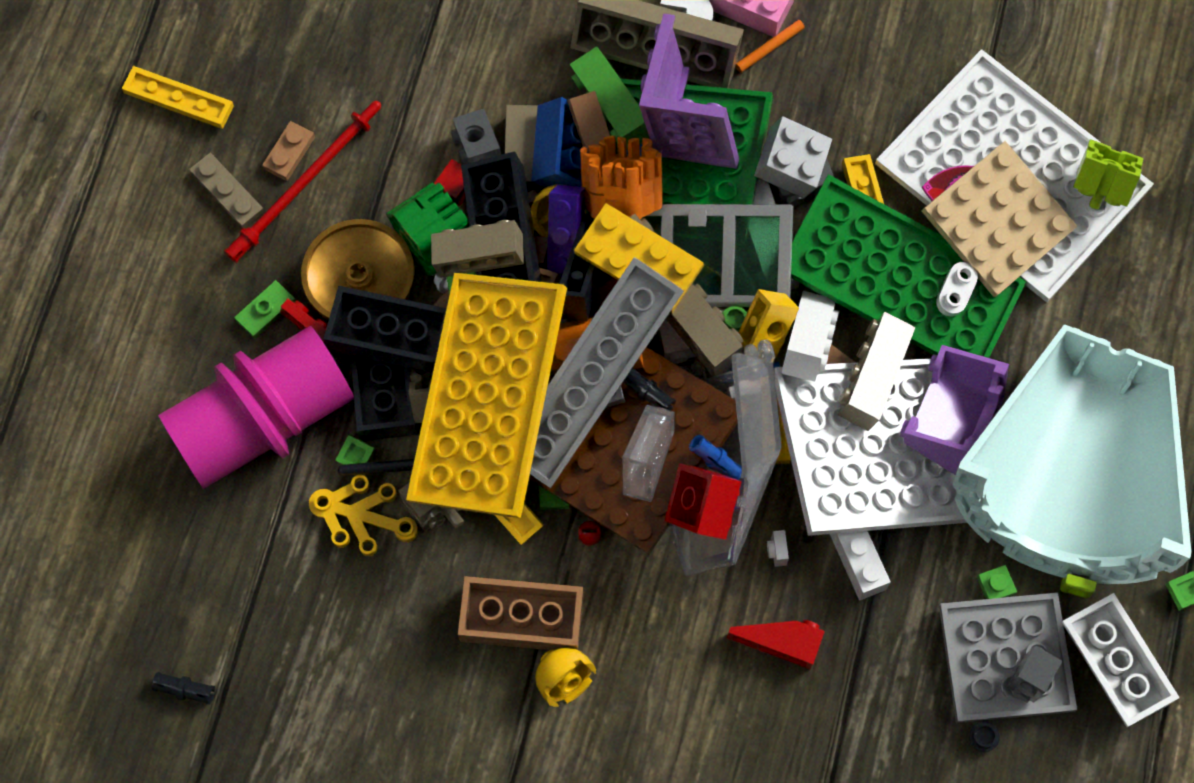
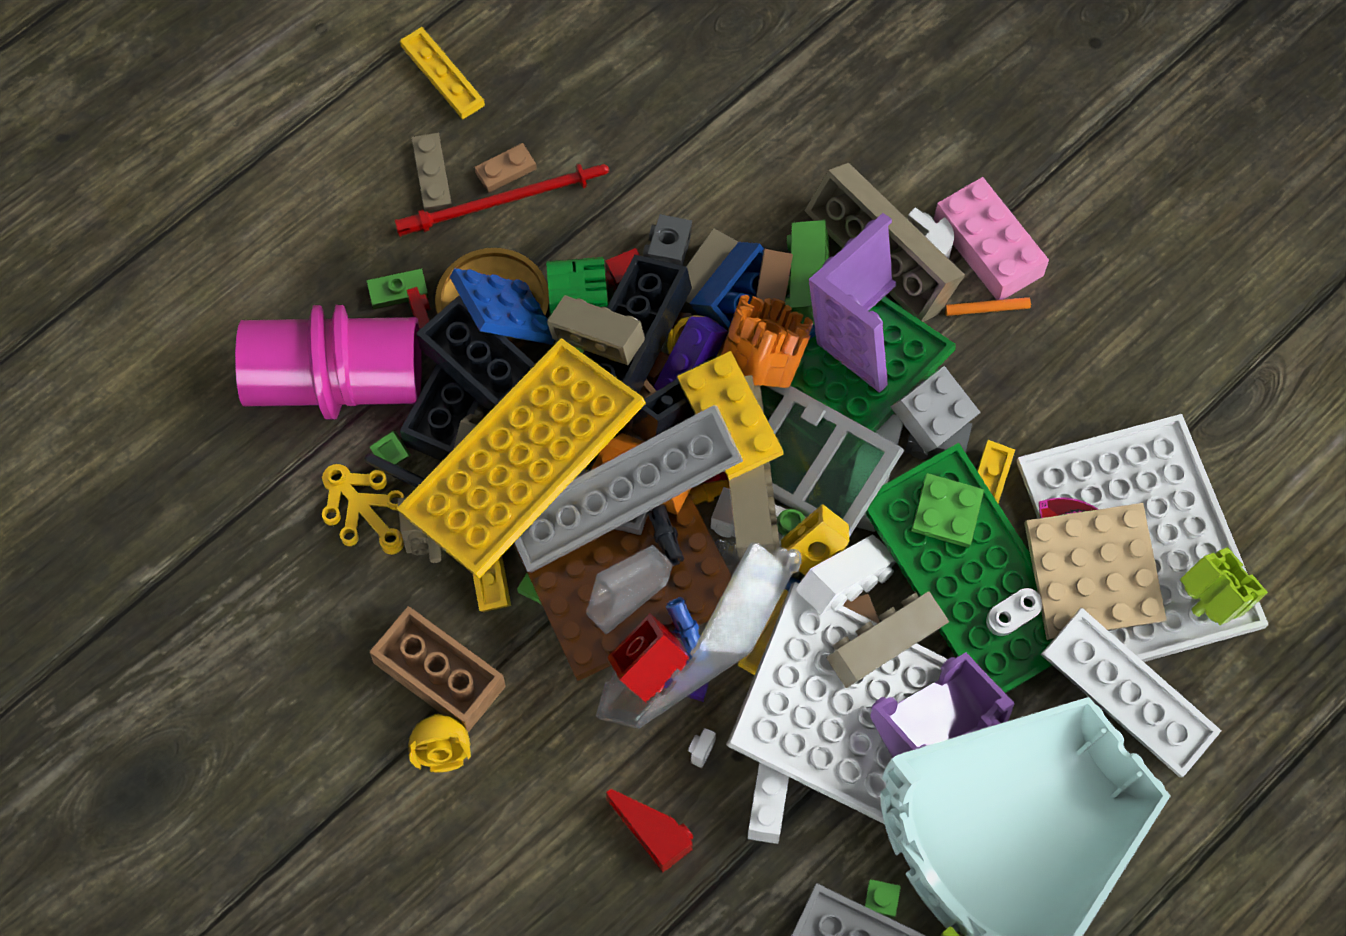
camera: 30 degrees right, 5 degrees down
(183, 688) = (119, 563): black pin -> none
(378, 273) = (502, 306): none -> blue plate
(589, 538) = (542, 640): red hinge -> none
(854, 235) = (947, 510): none -> bright green plate
(1086, 301) = (1131, 692): none -> white plate

